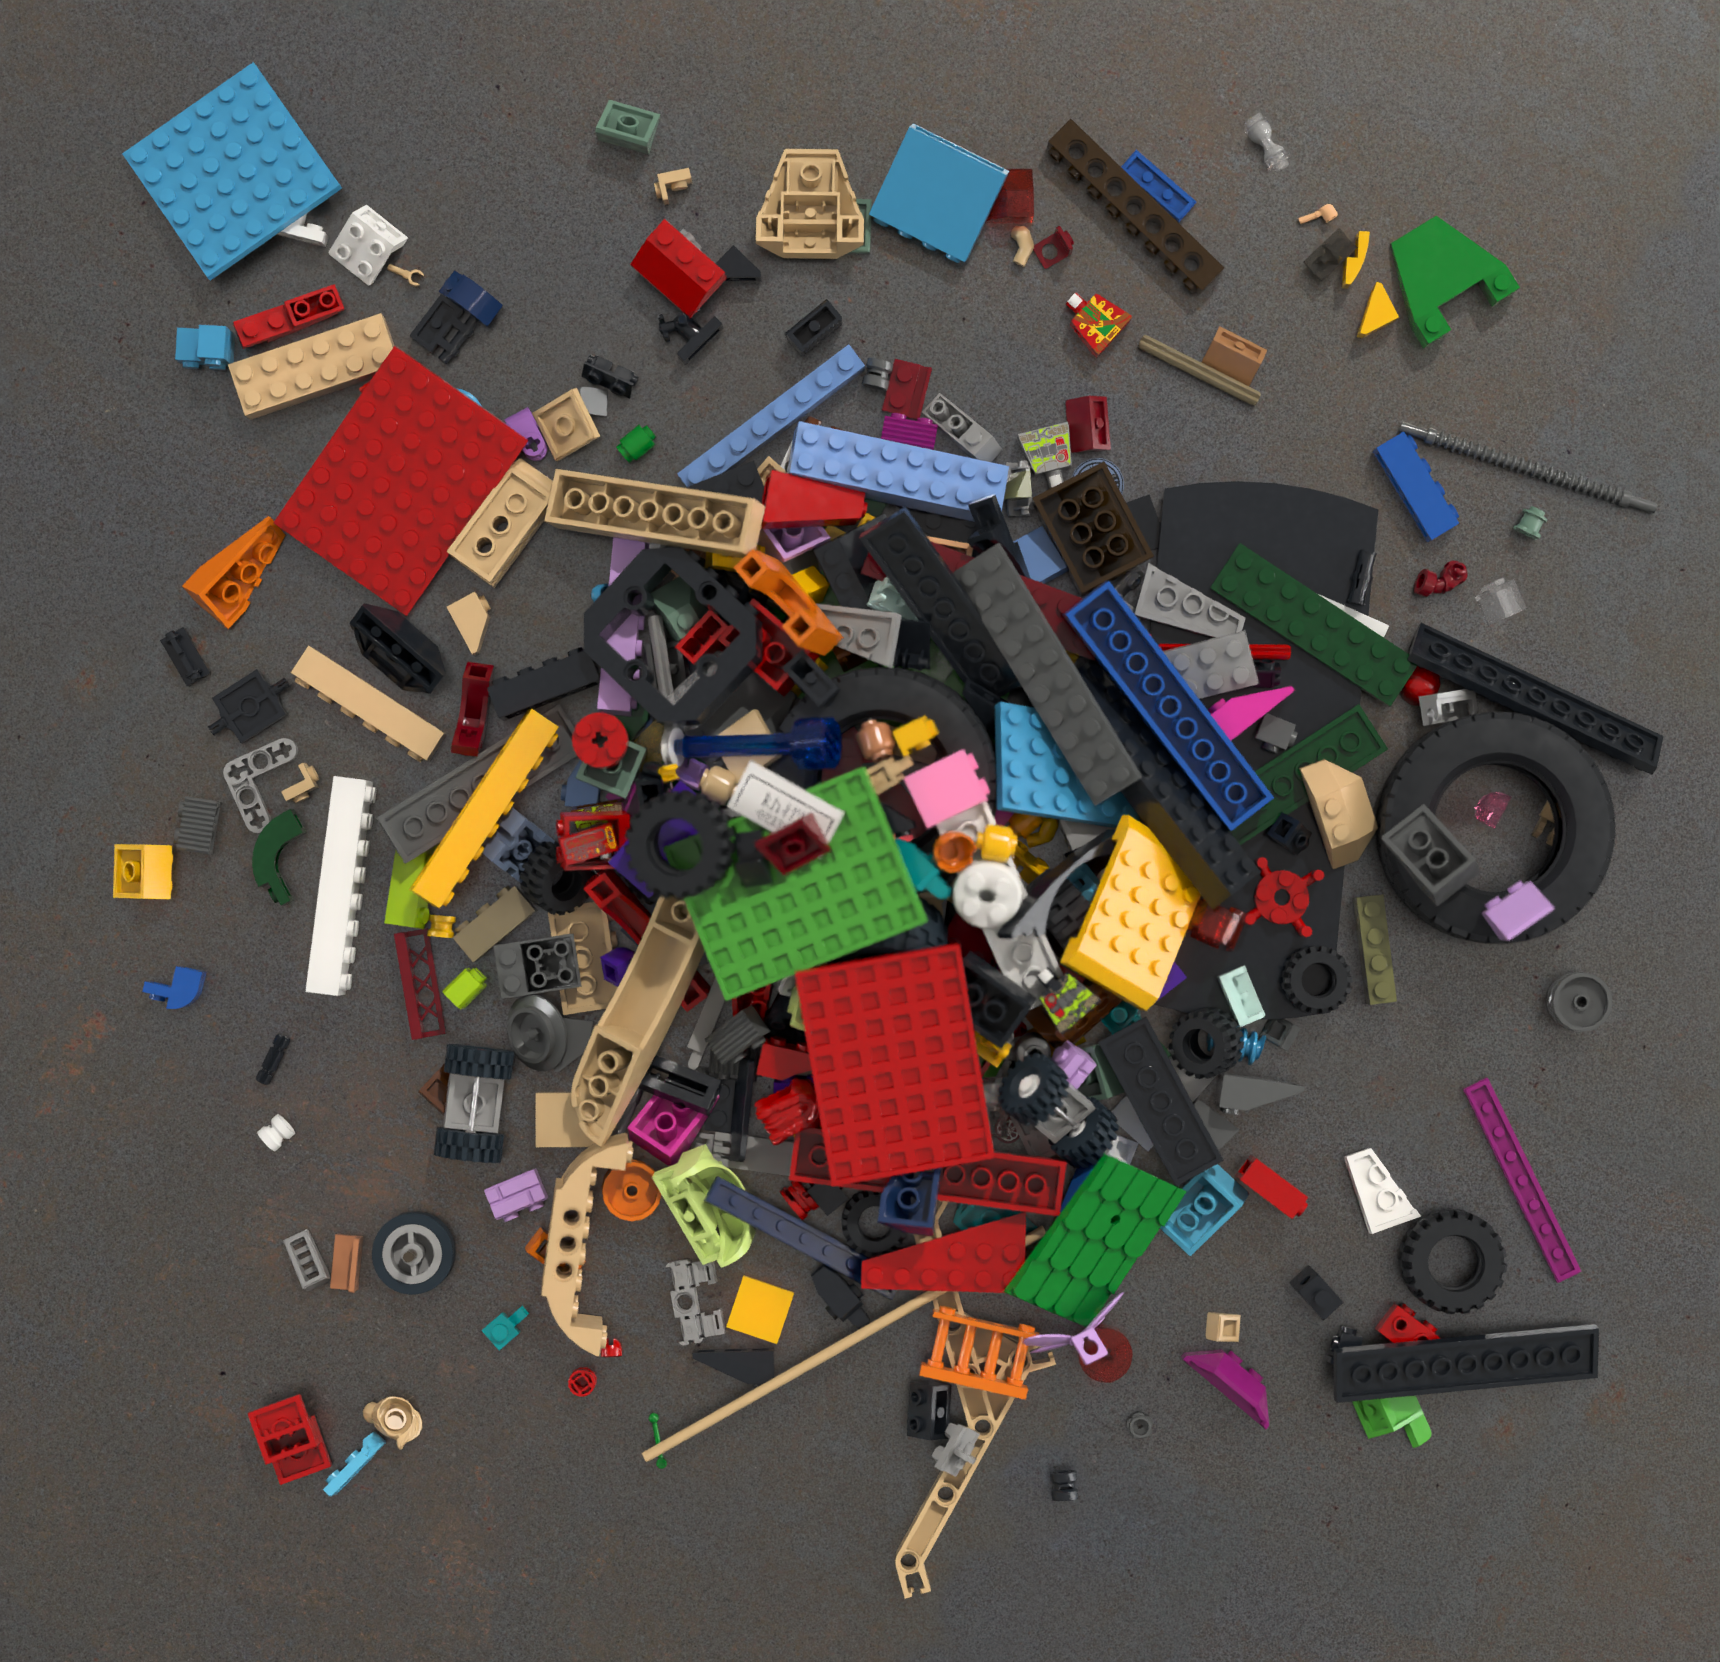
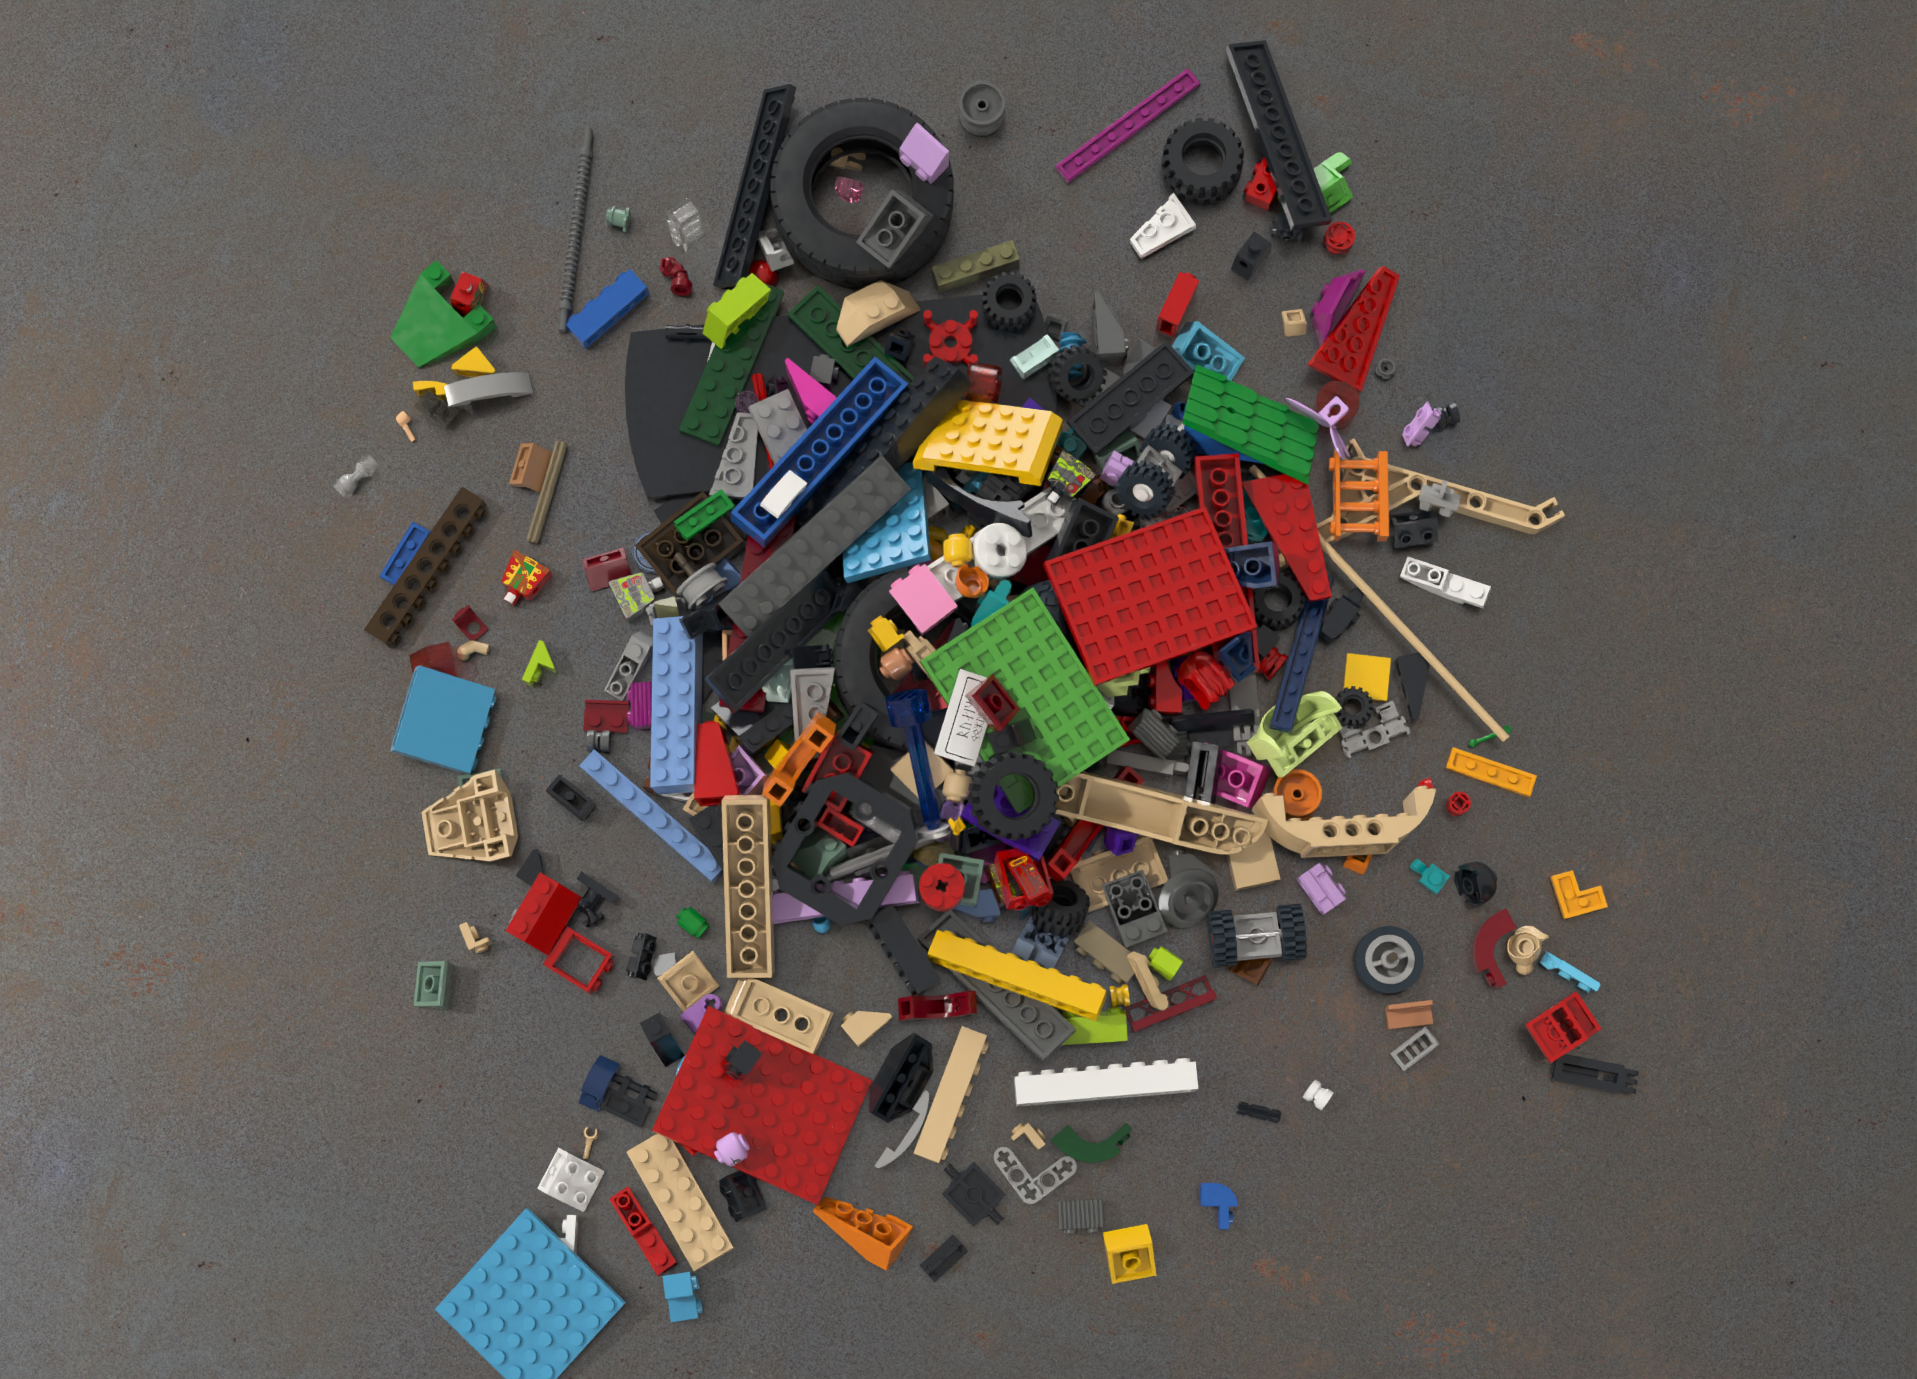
camera: 100 degrees left, 10 degrees down
(235, 1452) = (1584, 1073): none -> black hinge
(305, 438) = (741, 1195): none -> black bracket
(313, 620) = (888, 1155): none -> light grey slope
(351, 433) = (732, 1149): none -> lavender head
(412, 1372) = (1484, 944): none -> dark red arch
(436, 1491) = (1572, 900): none -> light orange plate
(446, 963) = (1147, 980): none -> tan hinge
(449, 464) = (741, 1060): none -> black brick
(482, 1380) = (1476, 883): none -> black cylinder
(504, 380) = (662, 1039): none -> black slope
(614, 1431) = (1491, 772): none -> light orange tile
(637, 281) = (561, 947): none -> red window
(723, 1299) = (1366, 707): none -> black tyre
(804, 1157) = (1238, 656): none -> dark blue slope
(854, 1432) = (1445, 584): none -> white slope
(992, 325) = (539, 659): none -> lime slope
(1037, 530) = (701, 584): none -> light grey wheel
(1051, 1443) = (1415, 431): none -> lavender hinge
(1117, 648) = (783, 494): none -> white slope
(1121, 551) = (703, 515): none -> green hinge
(1142, 1156) = (1176, 410): none -> blue hinge
(1180, 1393) = (1353, 341): none -> red wing
(1254, 635) = (746, 397): none -> clear purple wheel
(1318, 1408) = (1339, 238): none -> red wheel
(1342, 322) = (487, 387): none -> light grey slope
(1375, 640) = (734, 308): none -> lime wedge
(1469, 320) = (468, 292): none -> red torso

